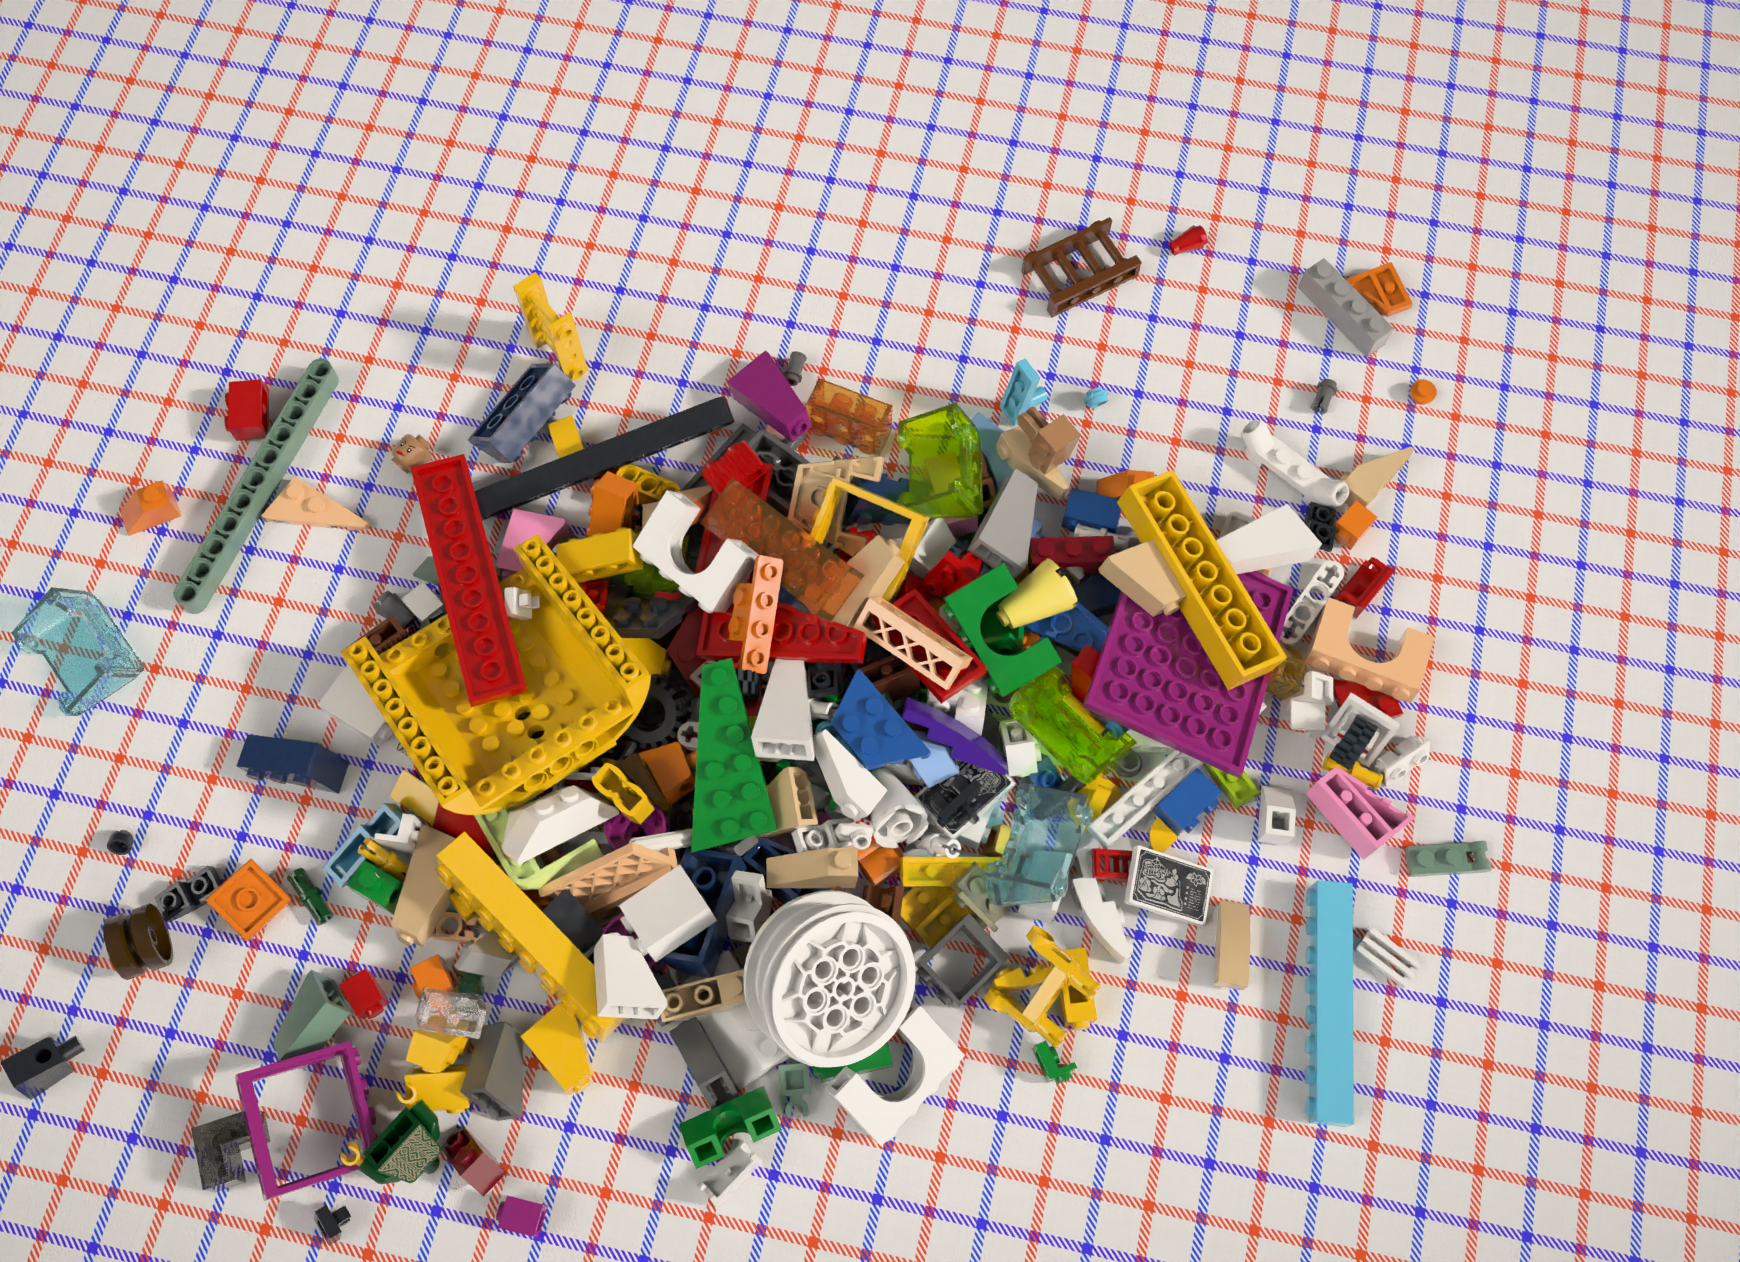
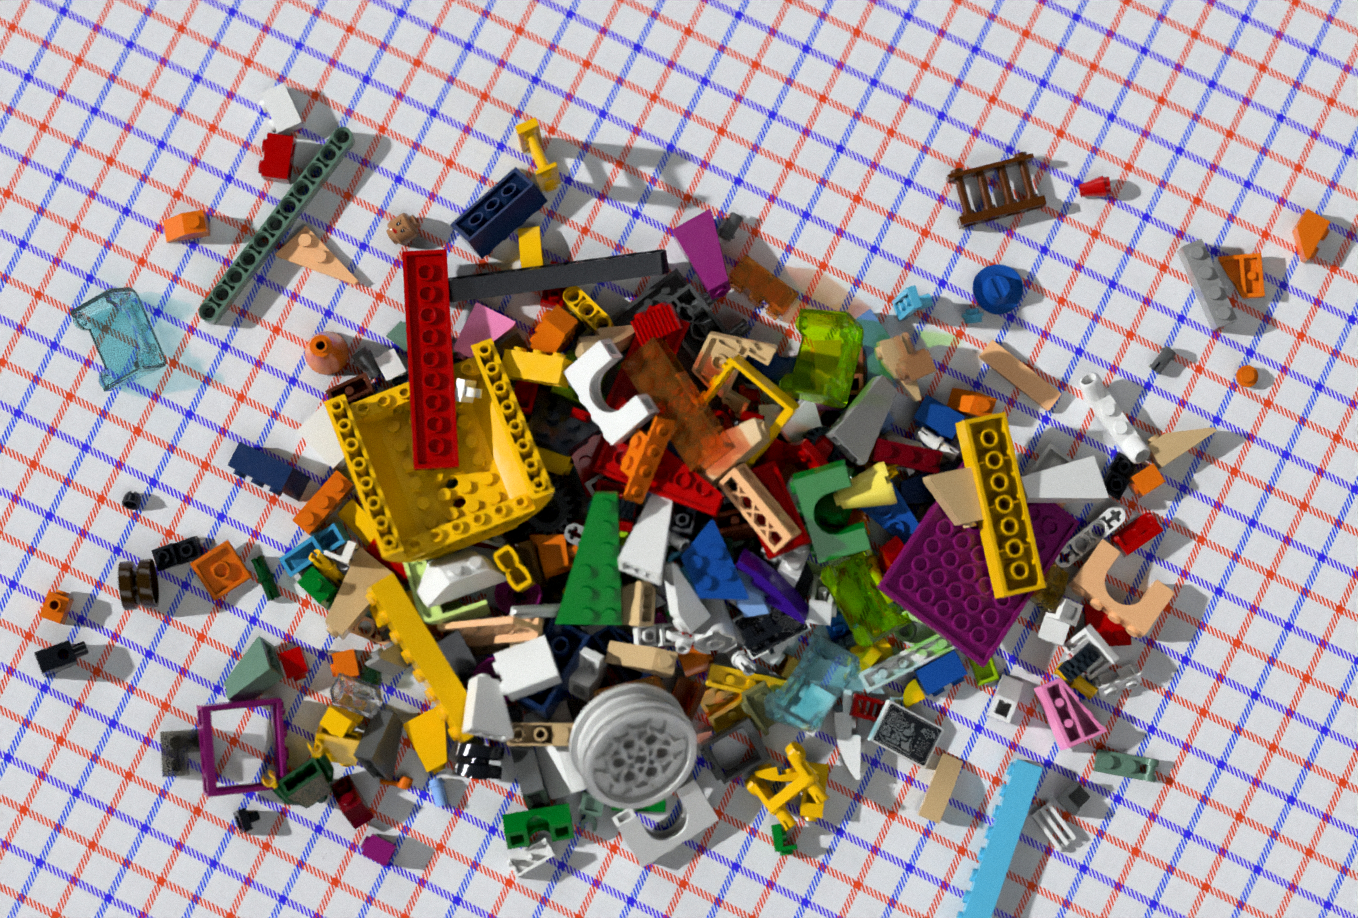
camera: 15 degrees right, 15 degrees up
(34, 1000) = (56, 606): none -> orange brick
(243, 358) = (281, 110): none -> white brick
(341, 608) = (331, 358): none -> orange cone
(369, 784) = (324, 503): none -> orange brick
(539, 1117) = (403, 783): none -> orange hand
(587, 1116) = (438, 792): none -> light blue pin
(631, 1058) = (478, 761): none -> black wheel
(1116, 365) = (997, 289): none -> blue hat
(1169, 449) = (1020, 375): none -> light nougat tile
(1398, 915) = (1073, 798): none -> dark grey panel
(1433, 234) = (1308, 233): none -> orange slope

